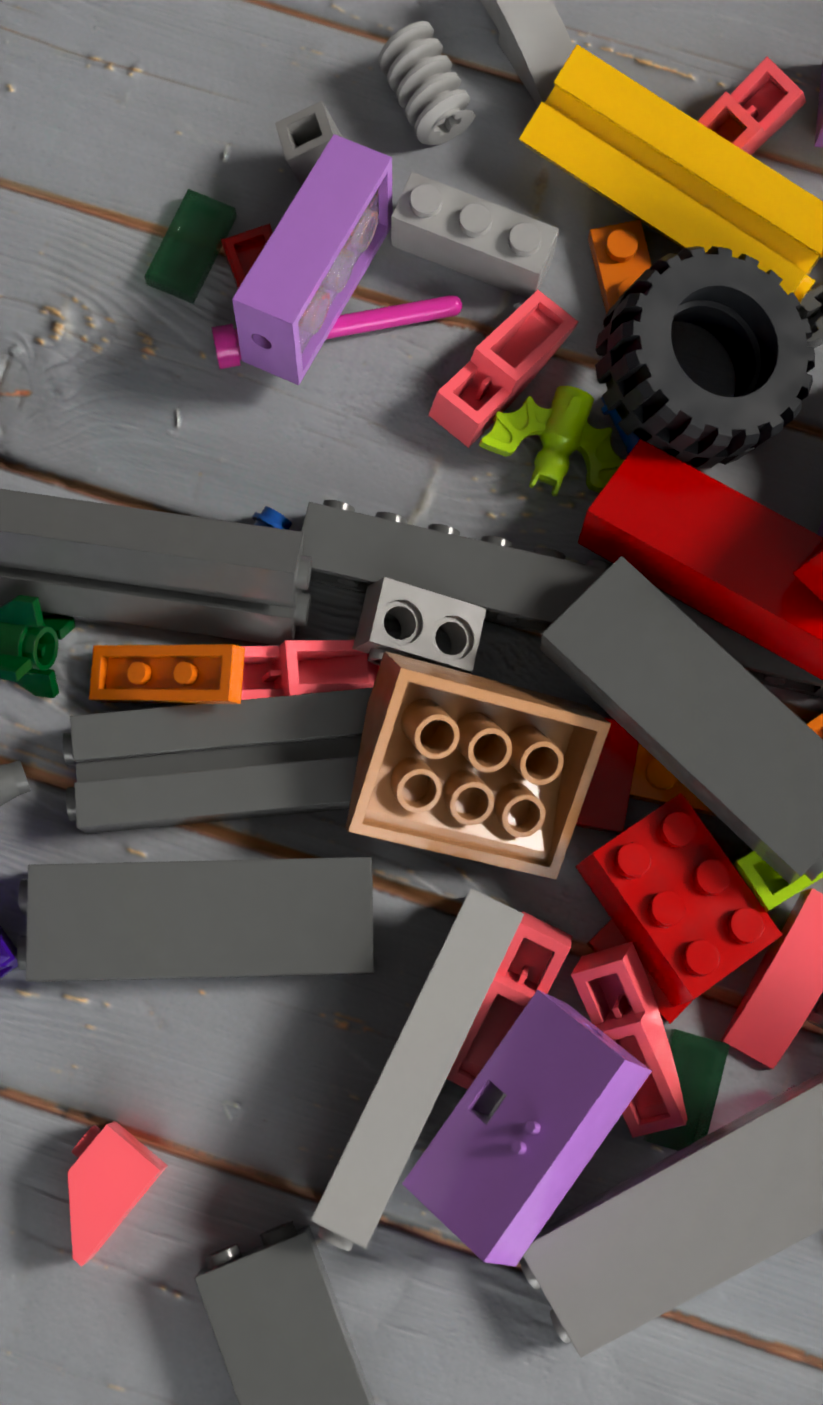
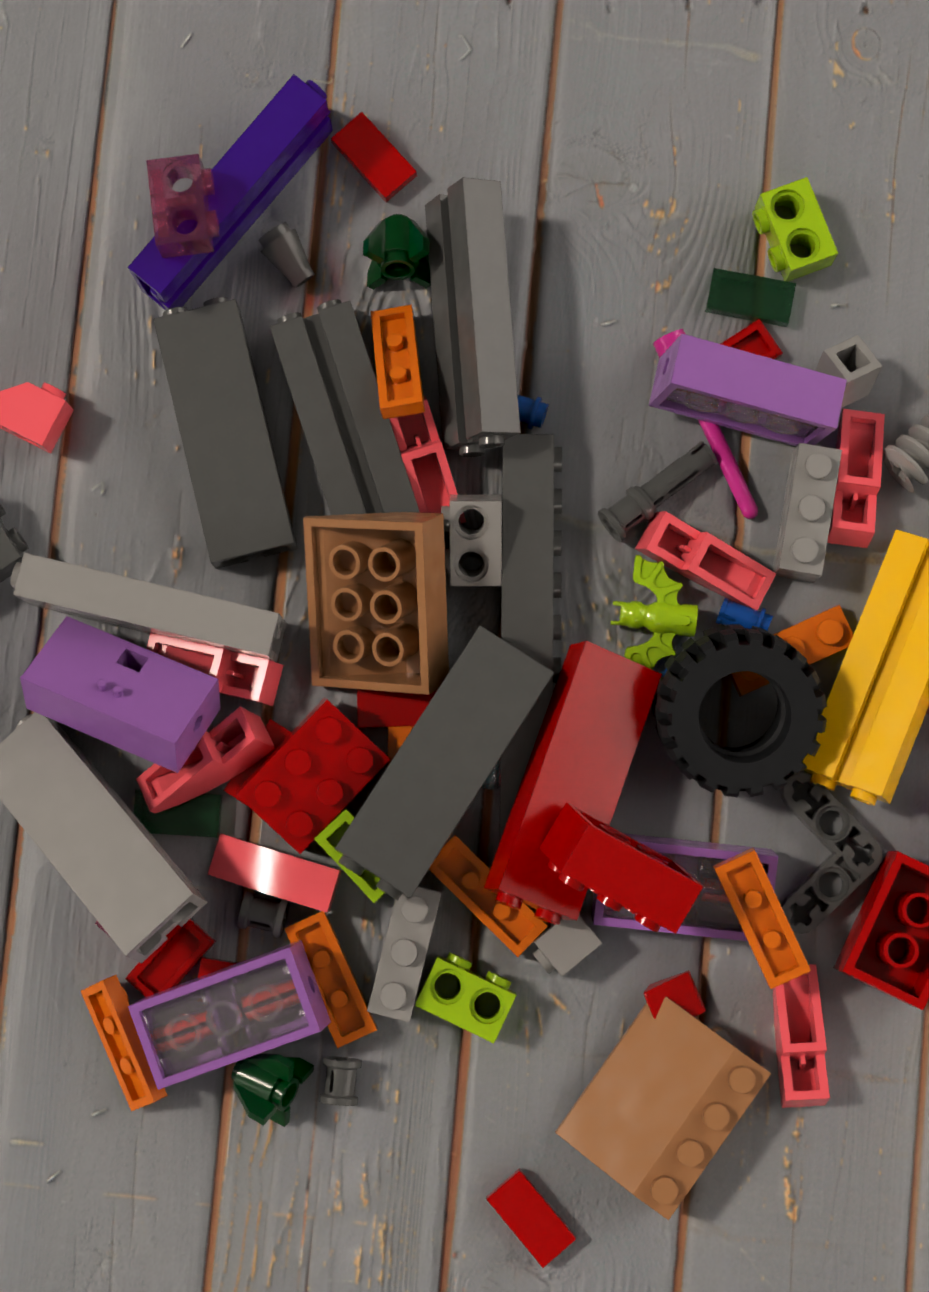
camera: 85 degrees right, 5 degrees up
(123, 158) = (805, 228): none -> lime brick
(413, 422) = (642, 501): none -> dark grey pin
(451, 164) = (858, 479): none -> coral slope
(581, 340) = (736, 613): none -> blue pin

